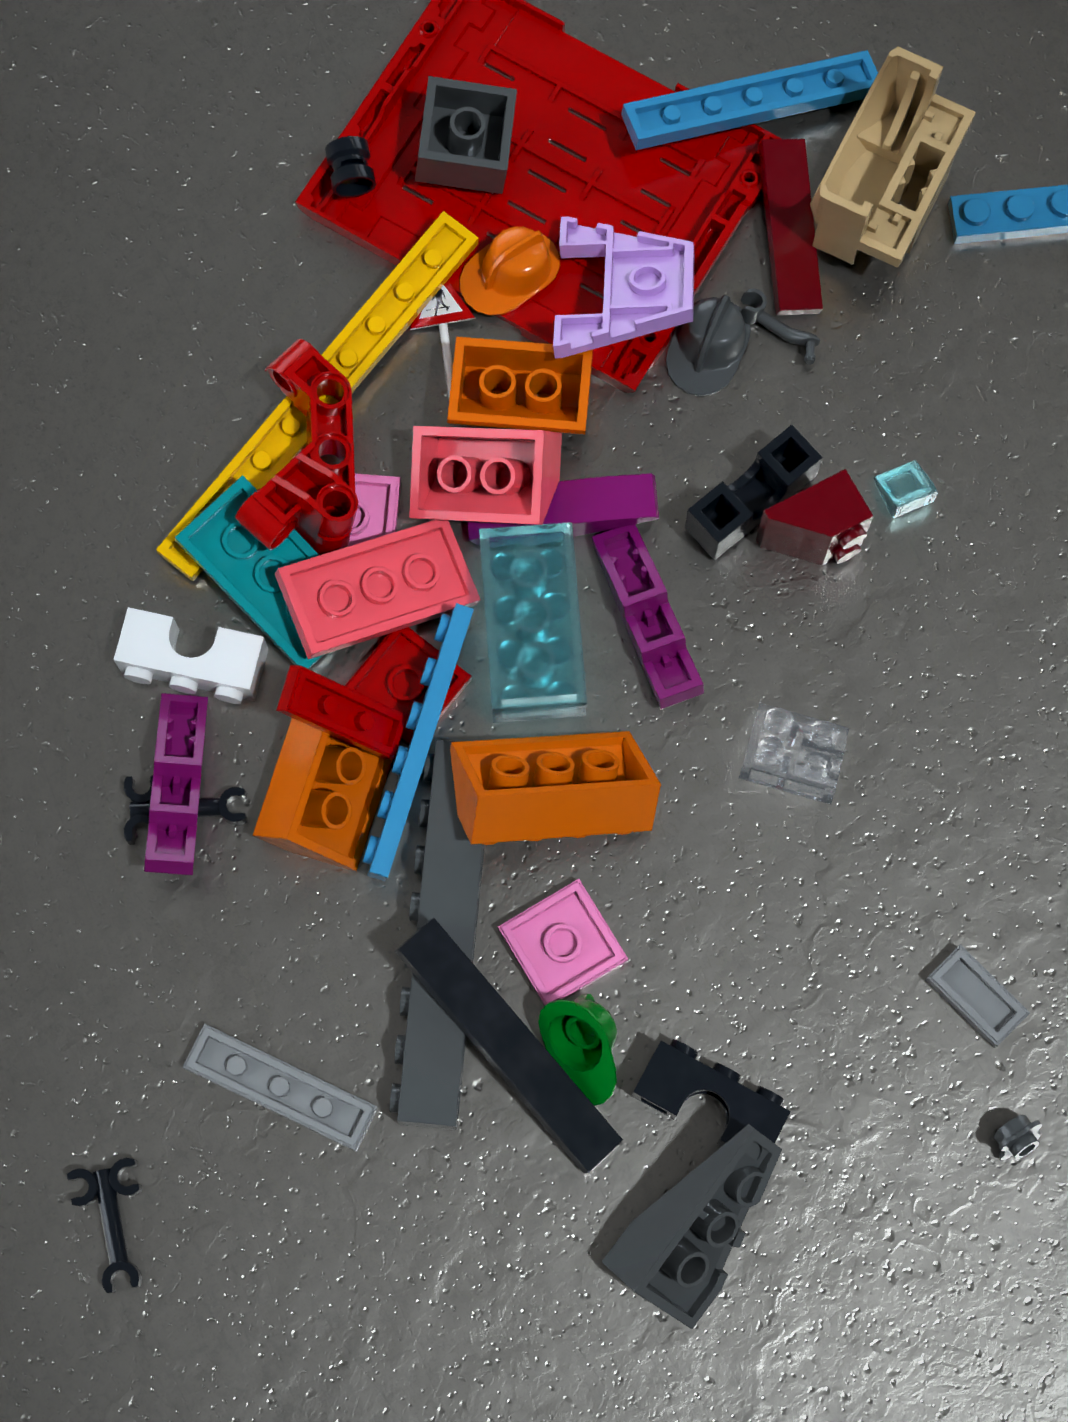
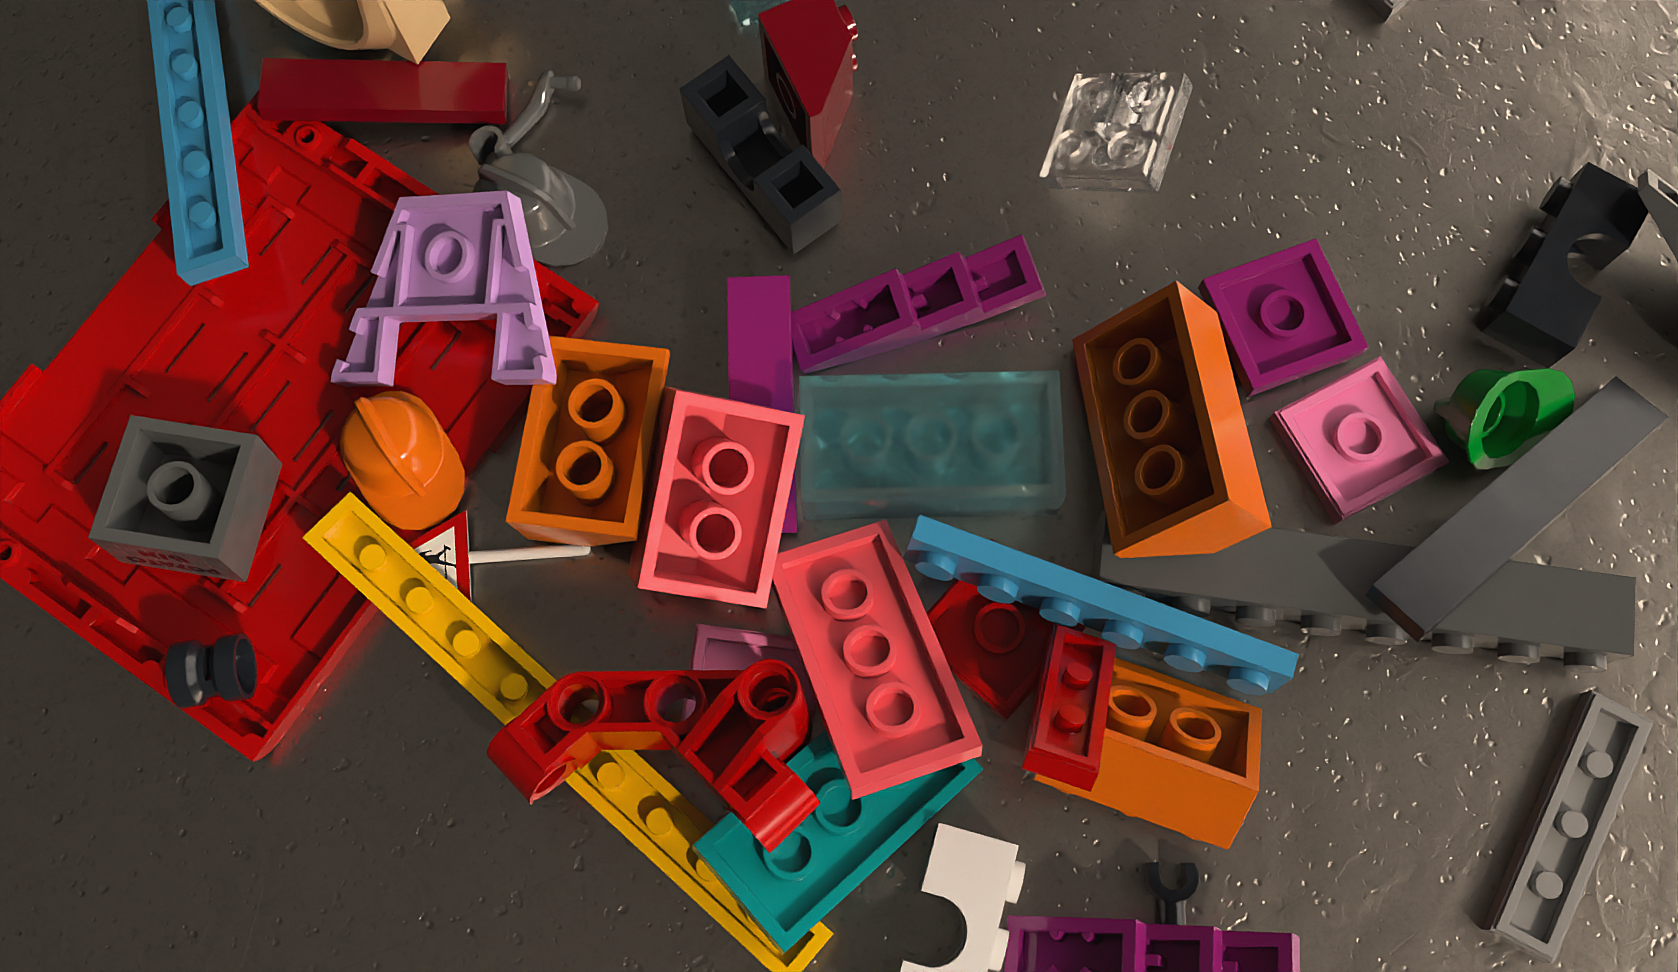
camera: 85 degrees left, 0 degrees up
(654, 884) = (1283, 317): none -> magenta plate

